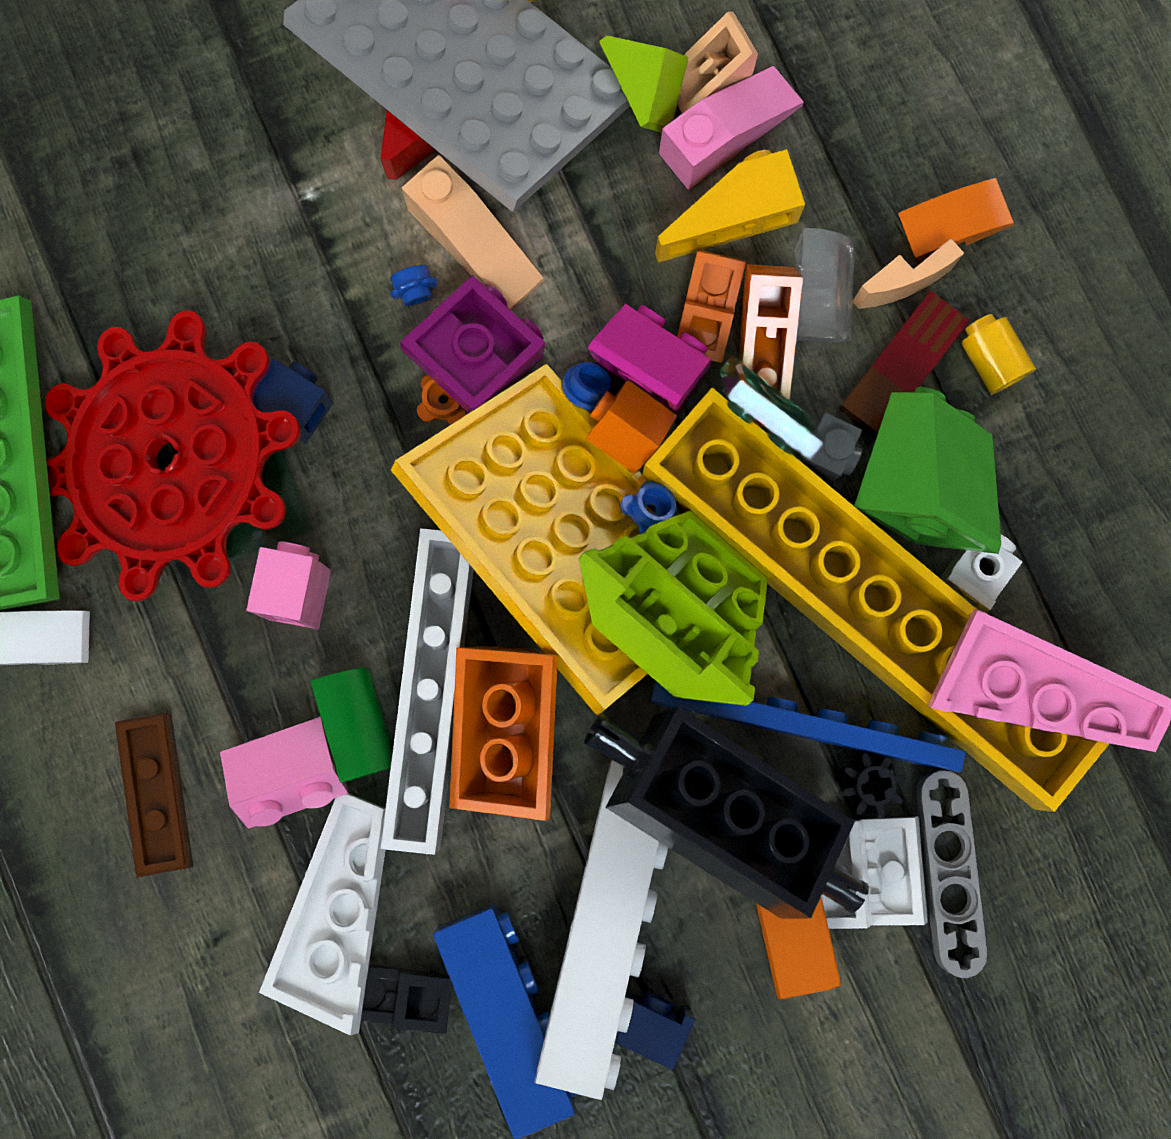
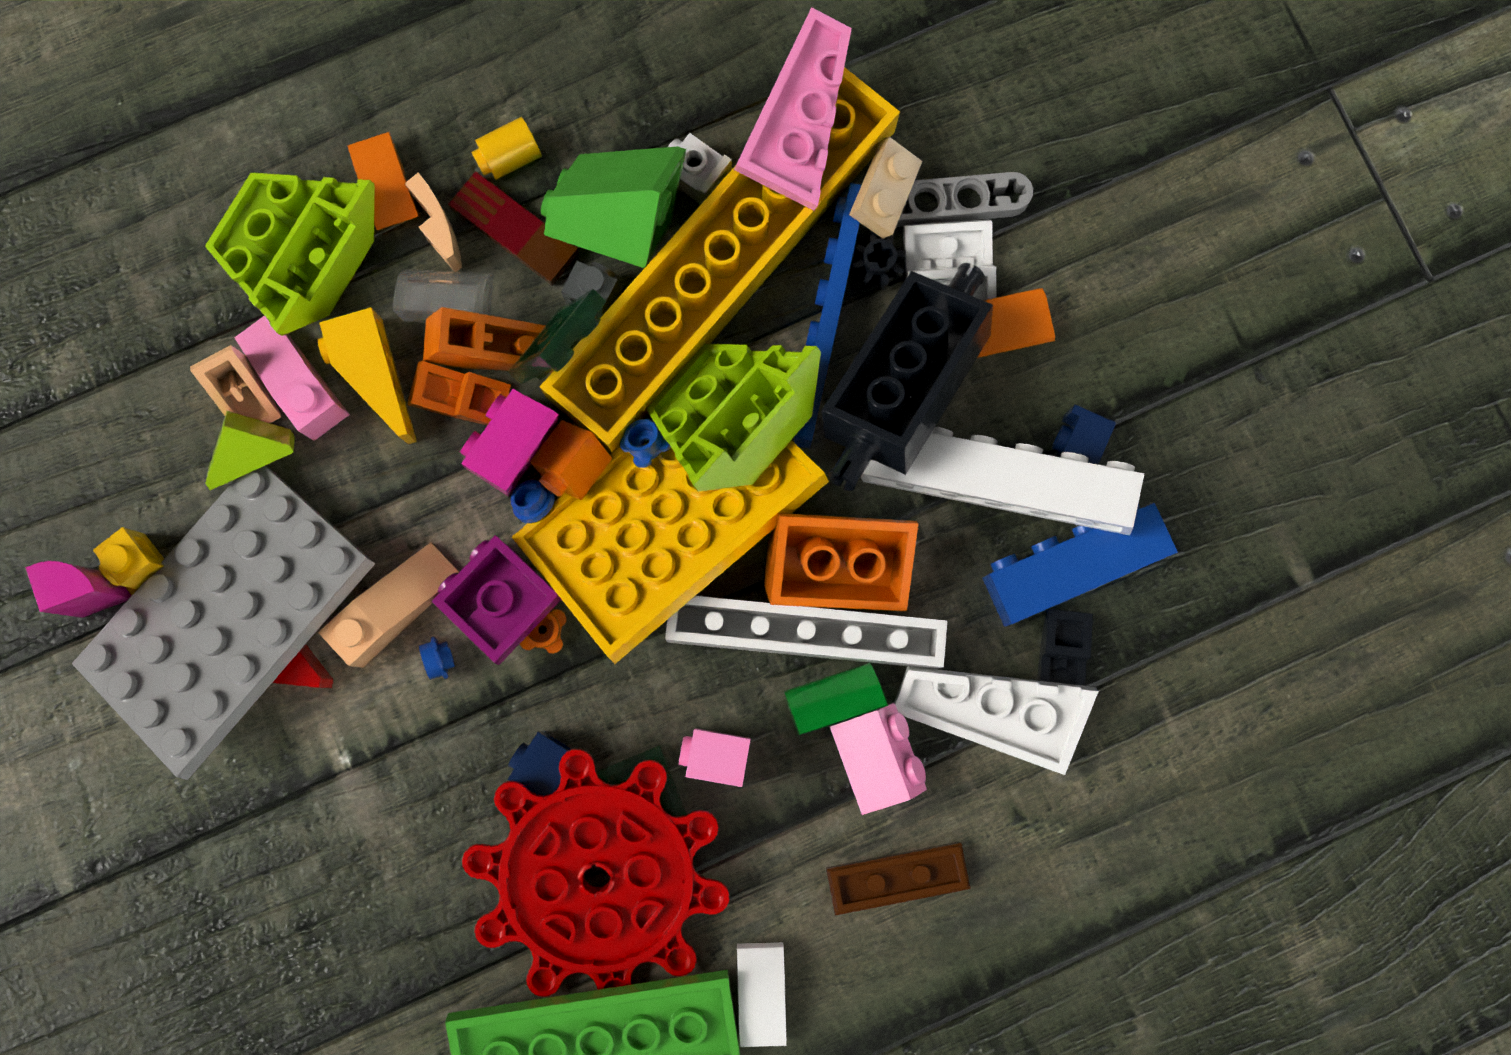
camera: 90 degrees left, 0 degrees up
(877, 124) = (295, 244): none -> lime wedge
(960, 794) = (886, 188): none -> tan plate

